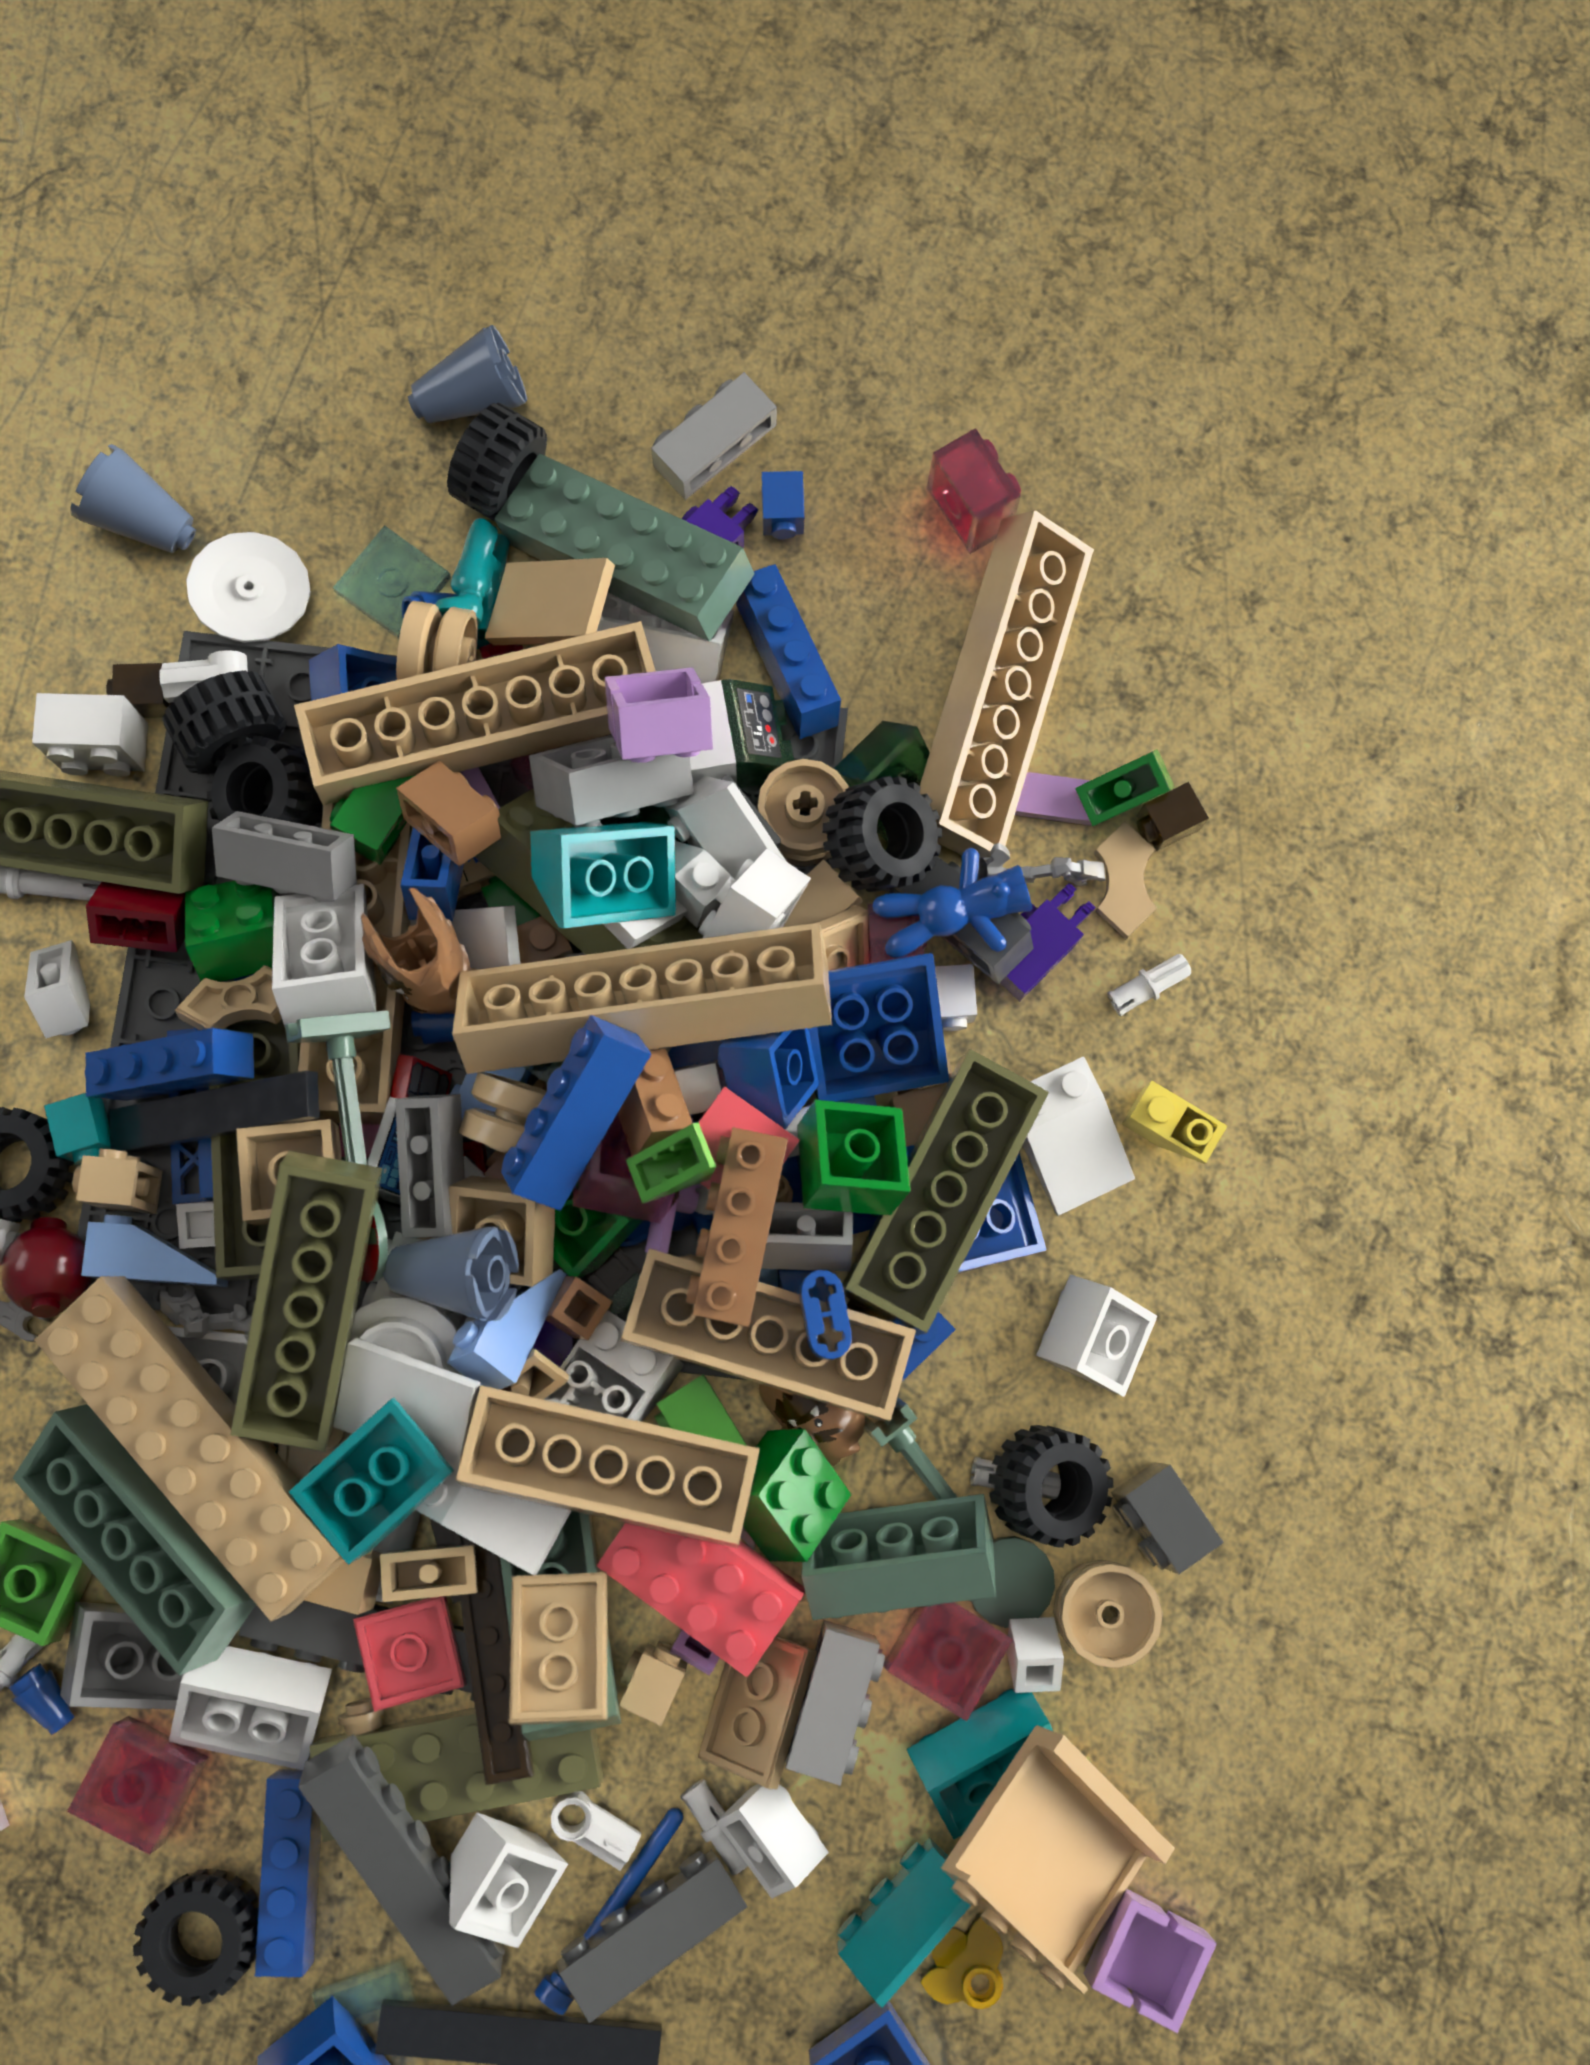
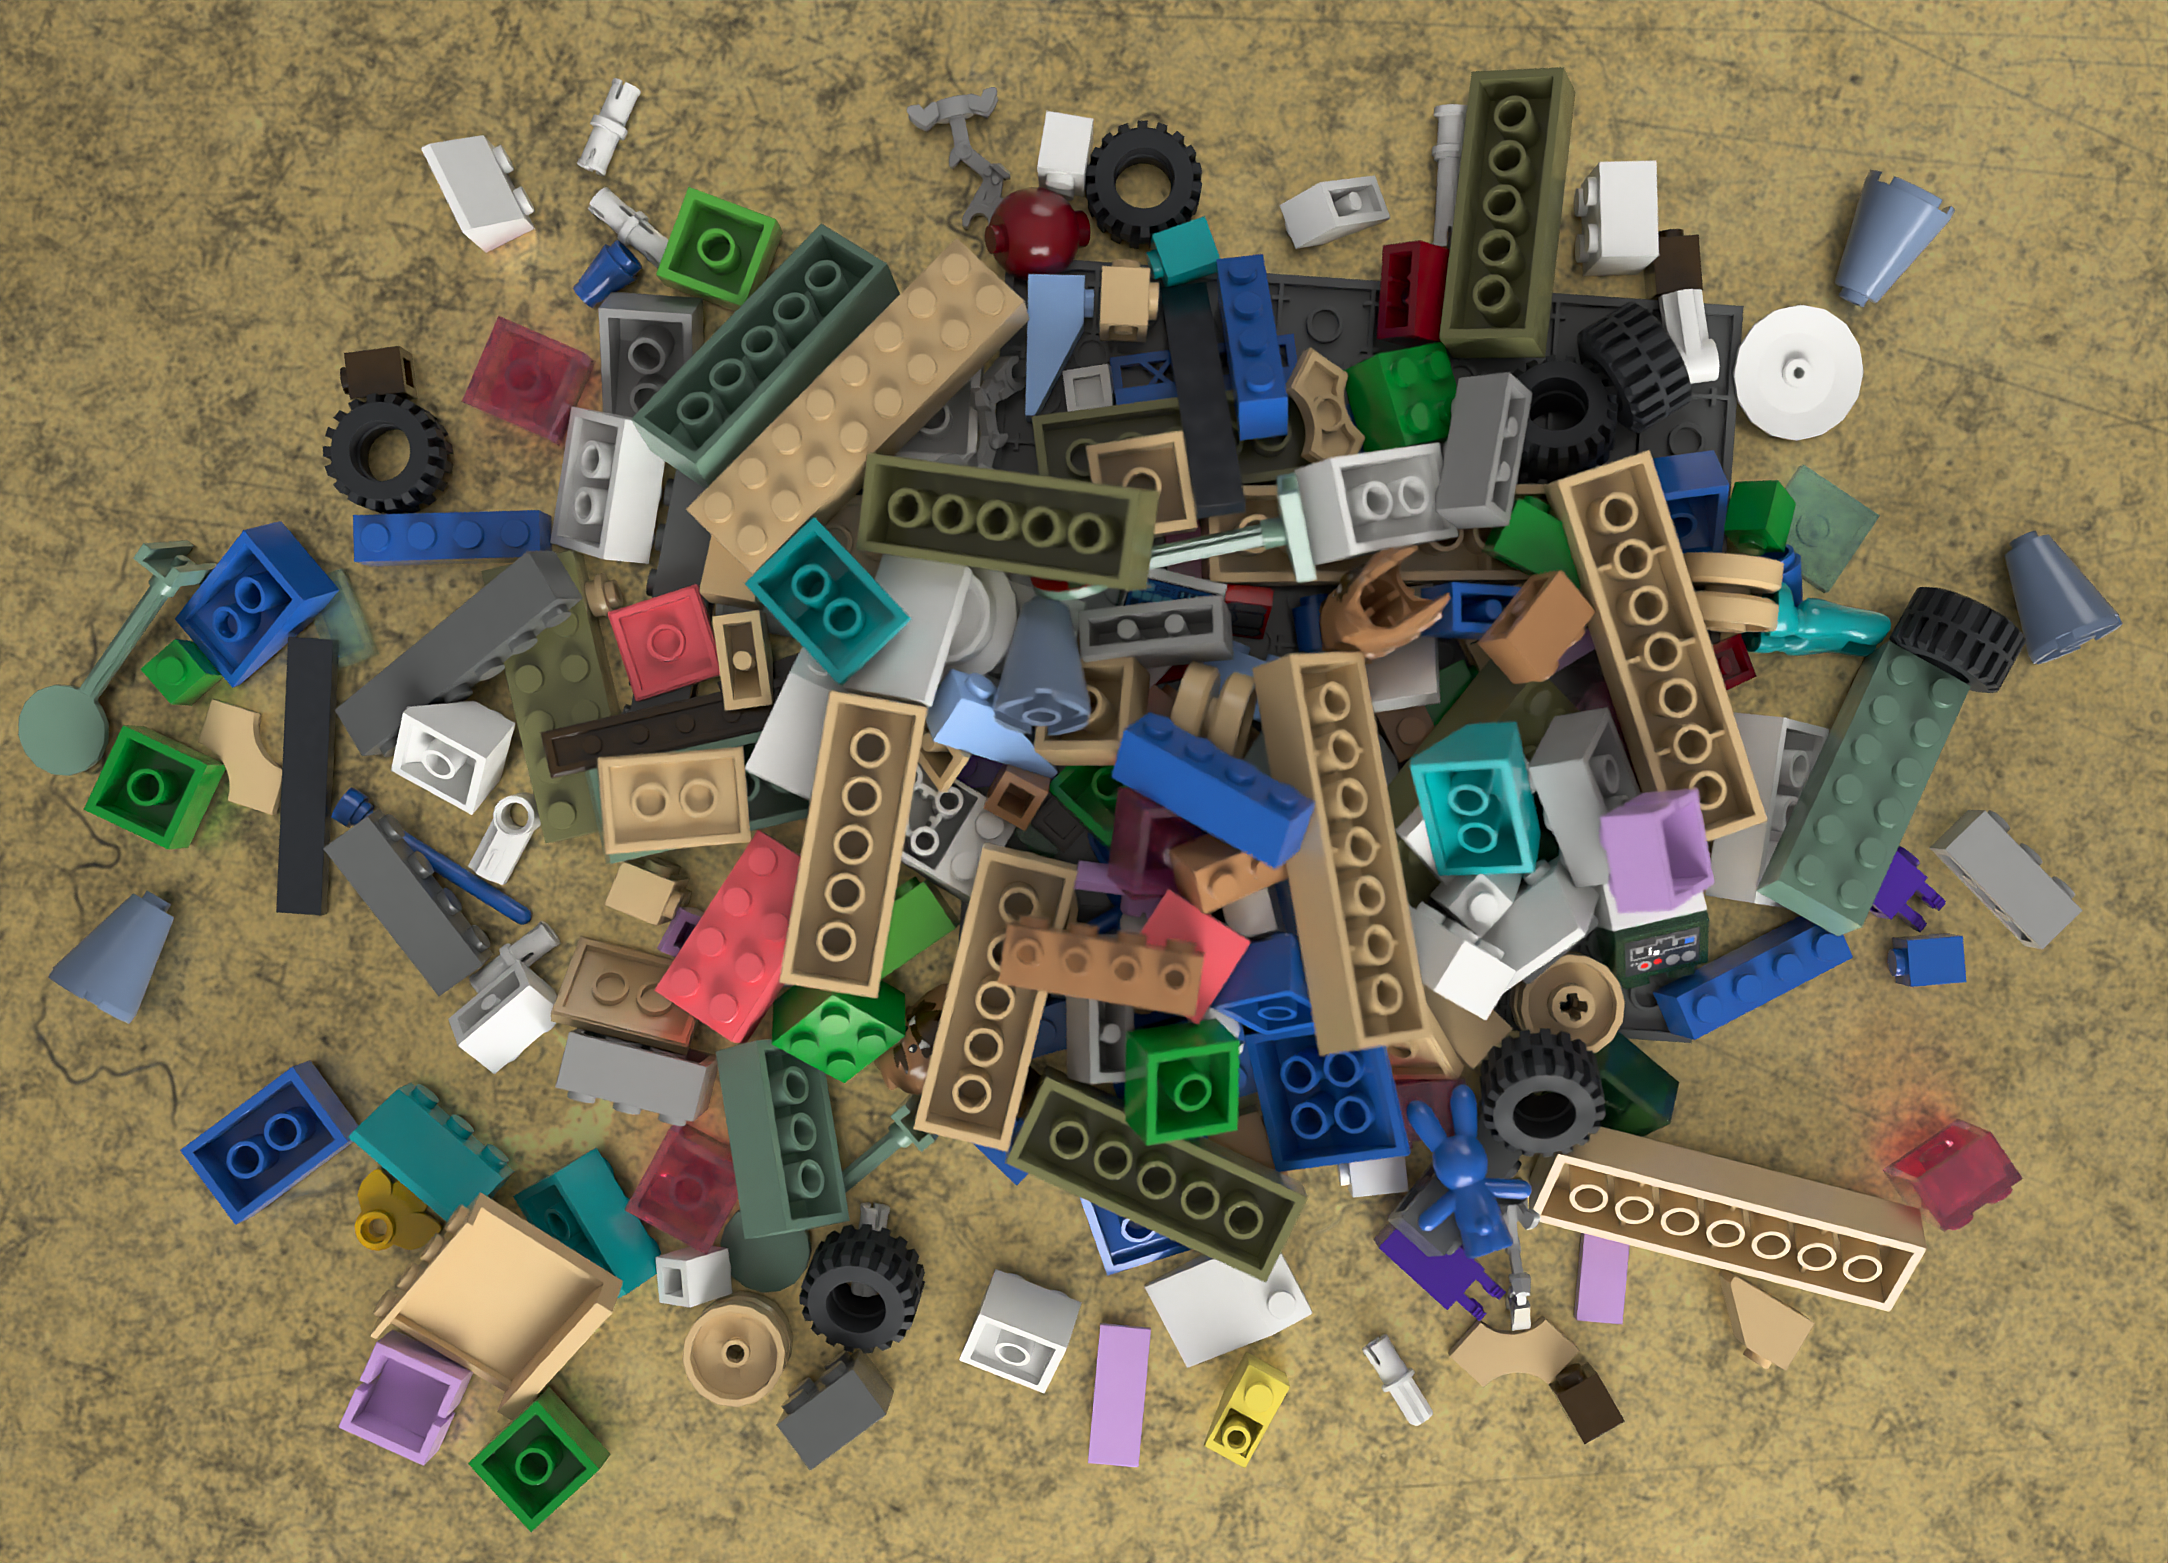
camera: 90 degrees right, 10 degrees up
(112, 1944) = (379, 372): none -> dark brown brick
(372, 624) = (1759, 517): none -> green brick
(549, 601) = (1792, 712): tan tile -> none
(672, 1164) = (1162, 894): bright green slope -> none
(836, 1312) = (1020, 1069): blue beam -> none
(1101, 660) = (1763, 1323): none -> tan slope
(1125, 787) = (1616, 1352): green slope -> none
(1159, 1242) = (1119, 1395): none -> lavender piece
(1213, 1822) = (539, 1459): none -> green brick

